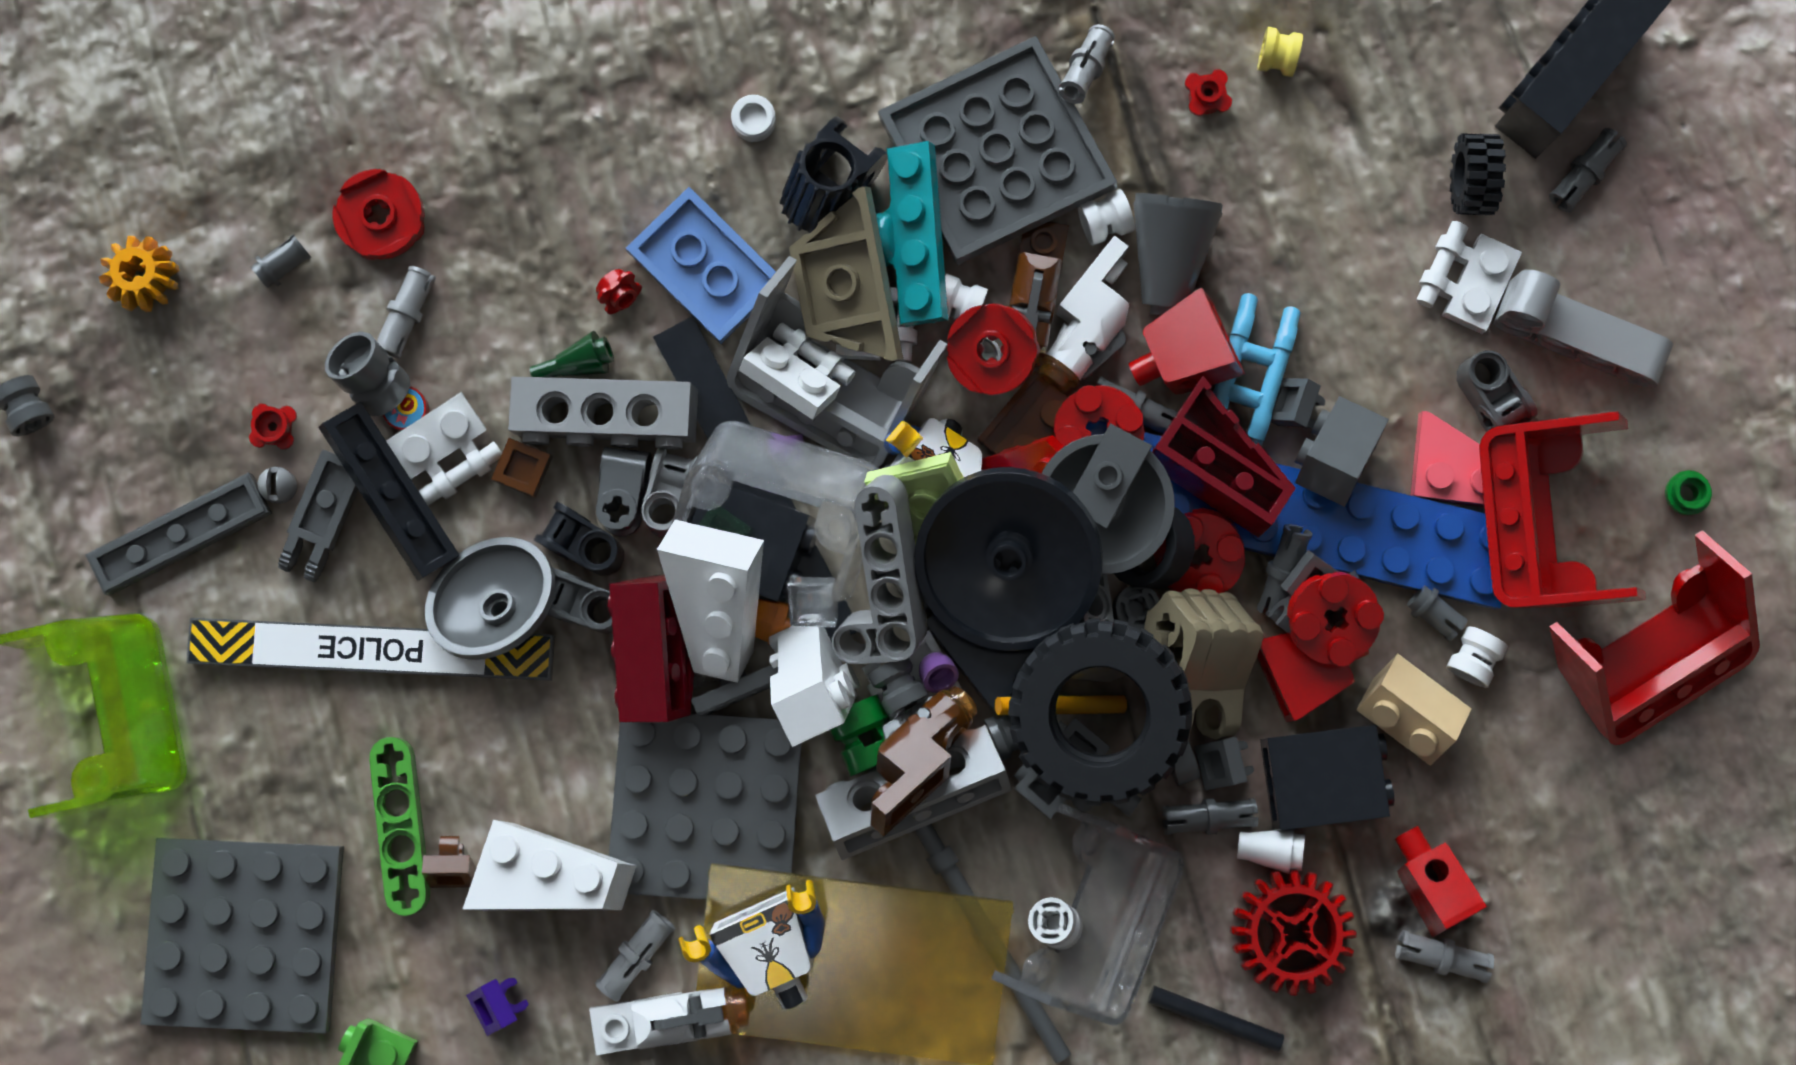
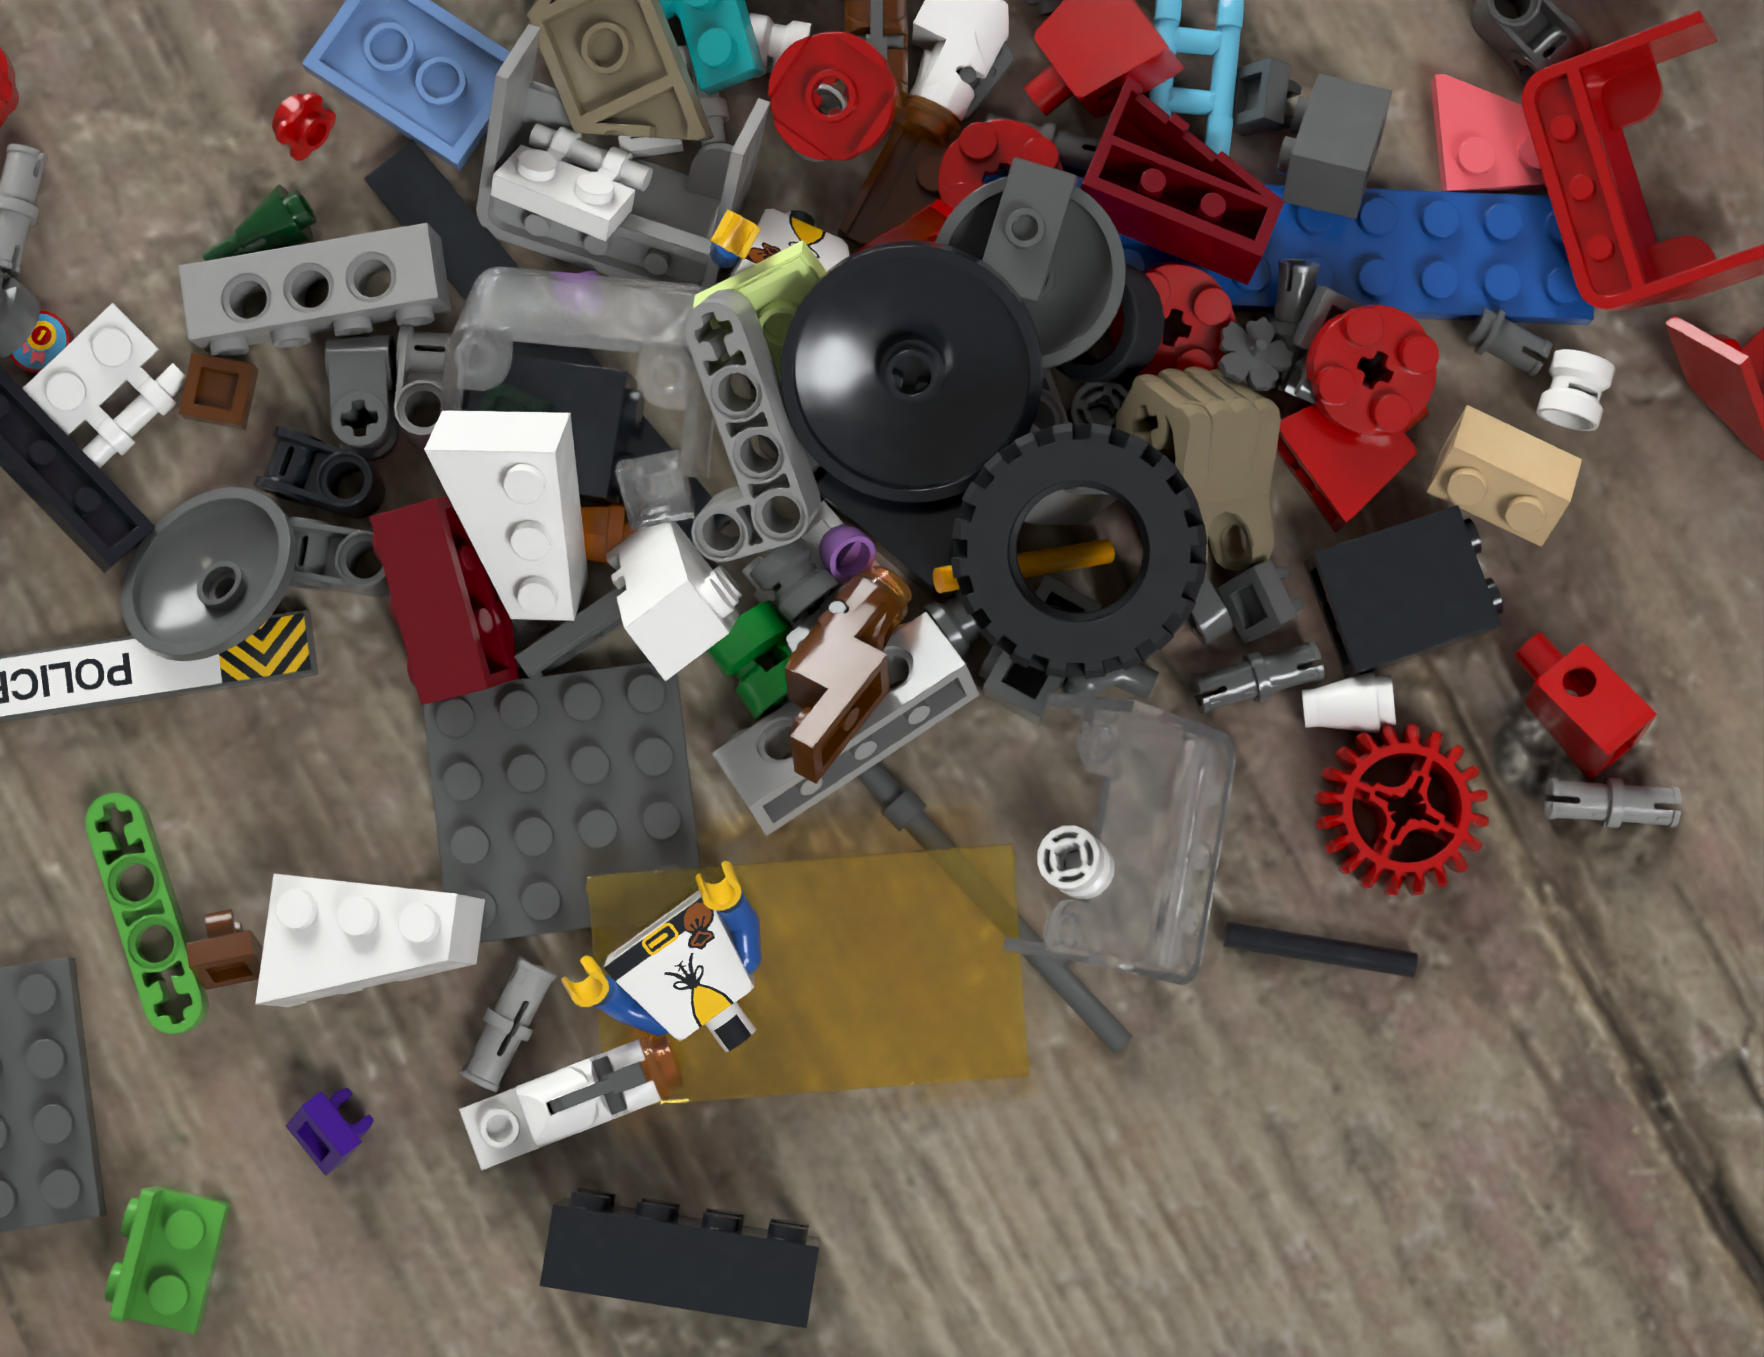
camera: 15 degrees left, 0 degrees up
(1252, 589) = (1252, 354): none -> dark grey plant

